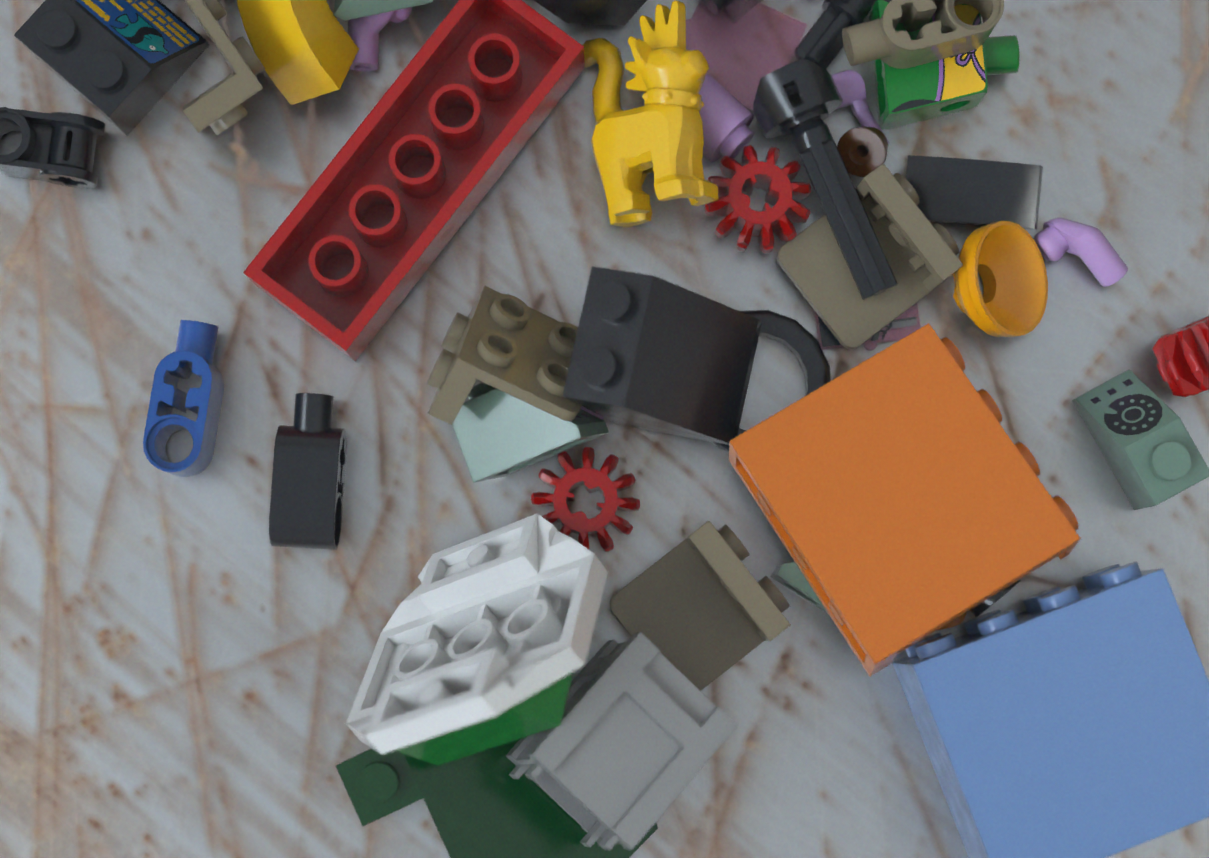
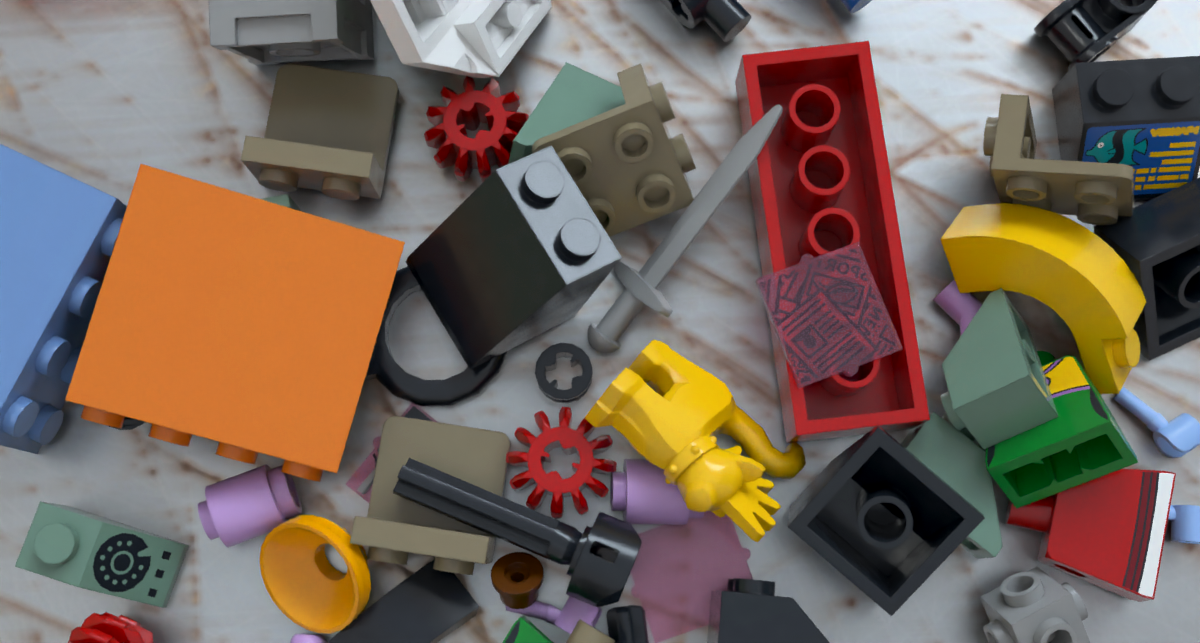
camera: 140 degrees right, 5 degrees down
(479, 104) = (828, 315): none -> clear pink piece
(516, 270) = (642, 285): none -> light grey sword
(690, 246) = (548, 362): none -> black bush
(1010, 376) = (248, 505): none -> lavender brick

